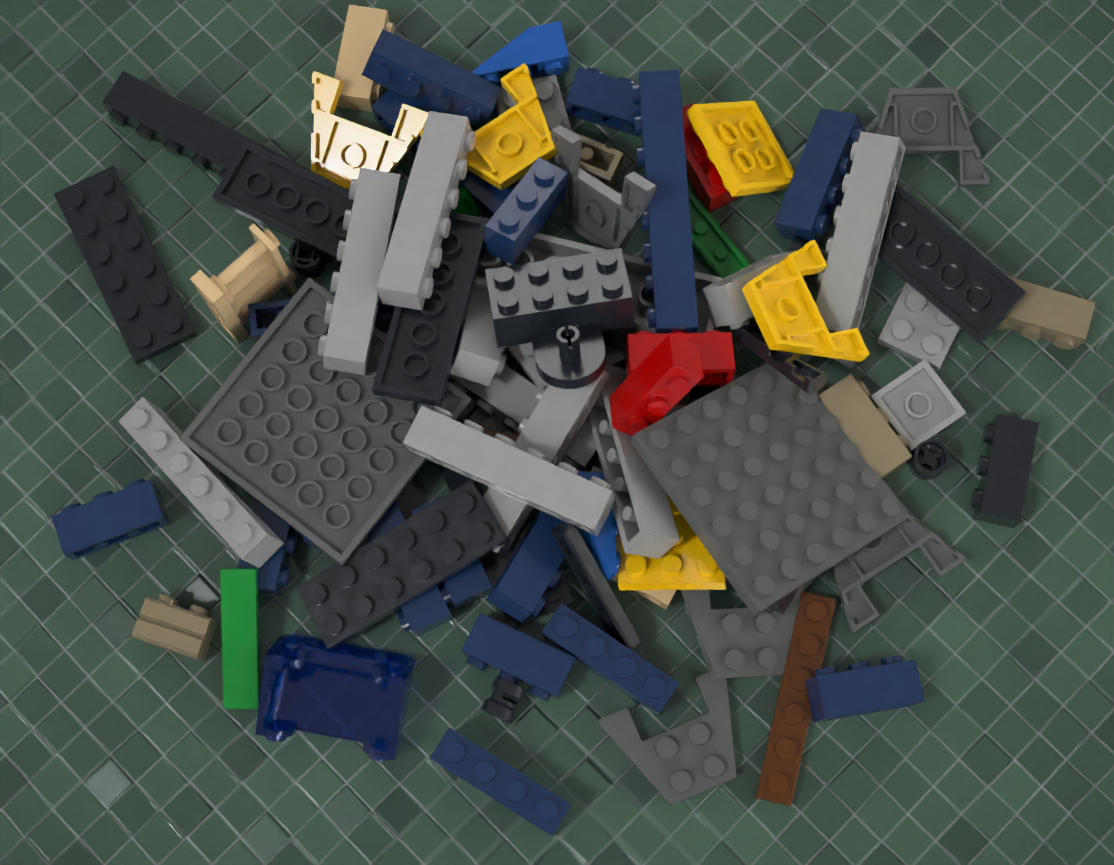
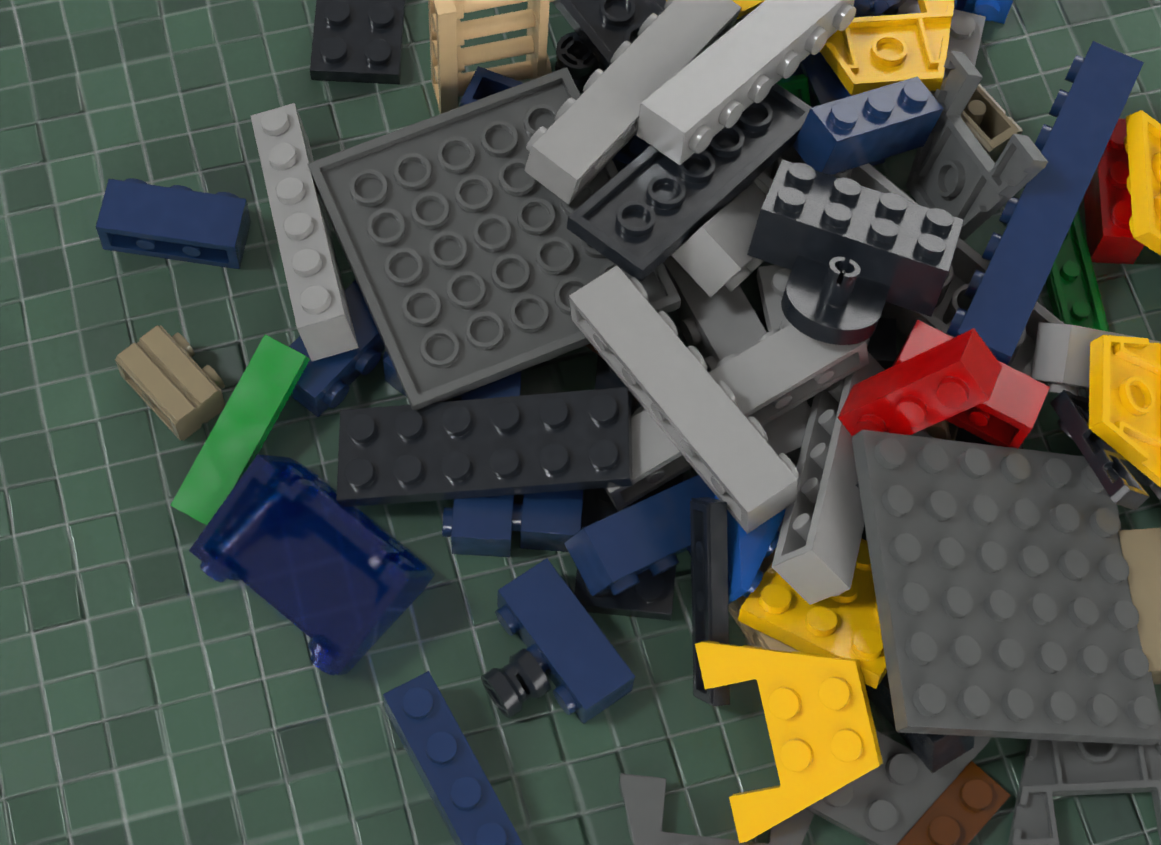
camera: 20 degrees right, 10 degrees down
(602, 100) = (1025, 69): dark blue brick -> none
(609, 659) = (678, 708): dark blue brick -> none
(699, 629) = (815, 725): none -> yellow wing

